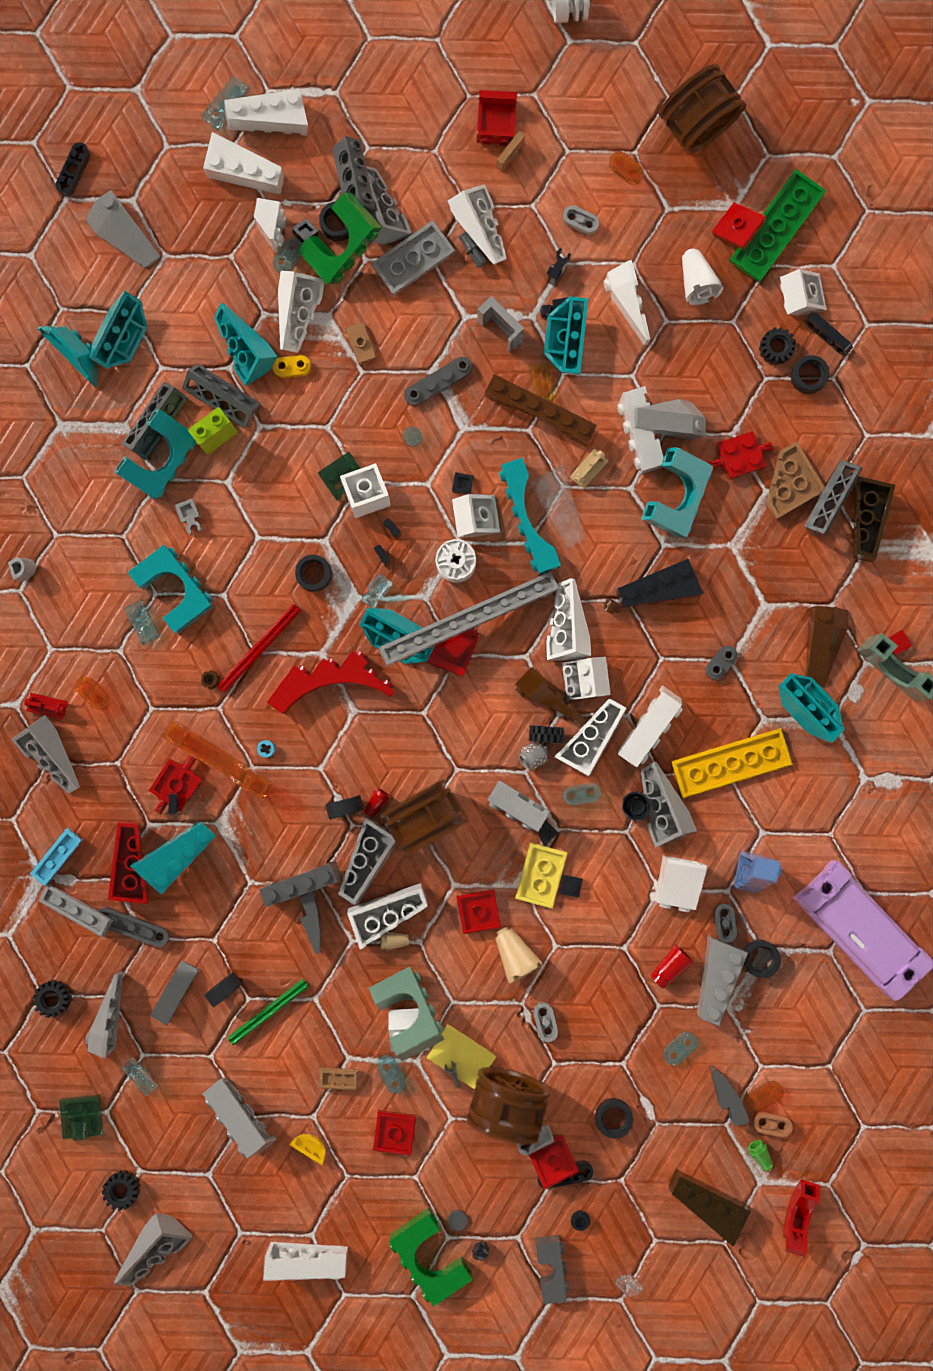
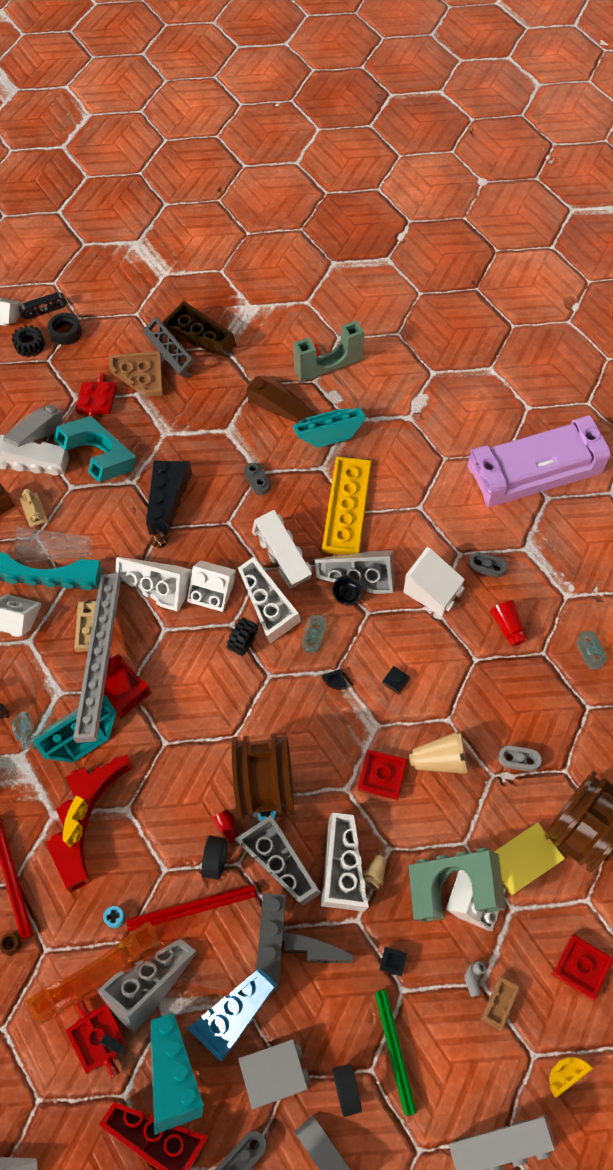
camera: 65 degrees left, 25 degrees down
(210, 930) = (274, 1074): none -> light grey panel
(226, 800) = (140, 990): none -> light grey wedge
(234, 880) = (227, 1020): none -> wing
(300, 806) = (193, 907): none -> red axle
(312, 683) = (72, 828): none -> yellow slope
(331, 983) = (393, 961): none -> black plate
(348, 1049) = (472, 977): none -> light grey arm
(391, 1074) = (517, 942): clear light blue plate -> none
(450, 571) = (41, 646): white wheel -> none
(453, 1074) = (539, 872): flat silver hand -> none
(495, 586) = (84, 625): none -> tan plate
(517, 806) = (297, 691): light grey wedge -> none
(533, 755) = (257, 658): light grey head -> none
(539, 690) = (200, 625): reddish brown wedge -> none
(541, 875) = (374, 702): light yellow tile -> none
(719, 978) = (537, 589): light grey wedge -> none
(756, 872) = (450, 512): medium blue wedge -> none
(776, 959) = (535, 537): black tyre -> none

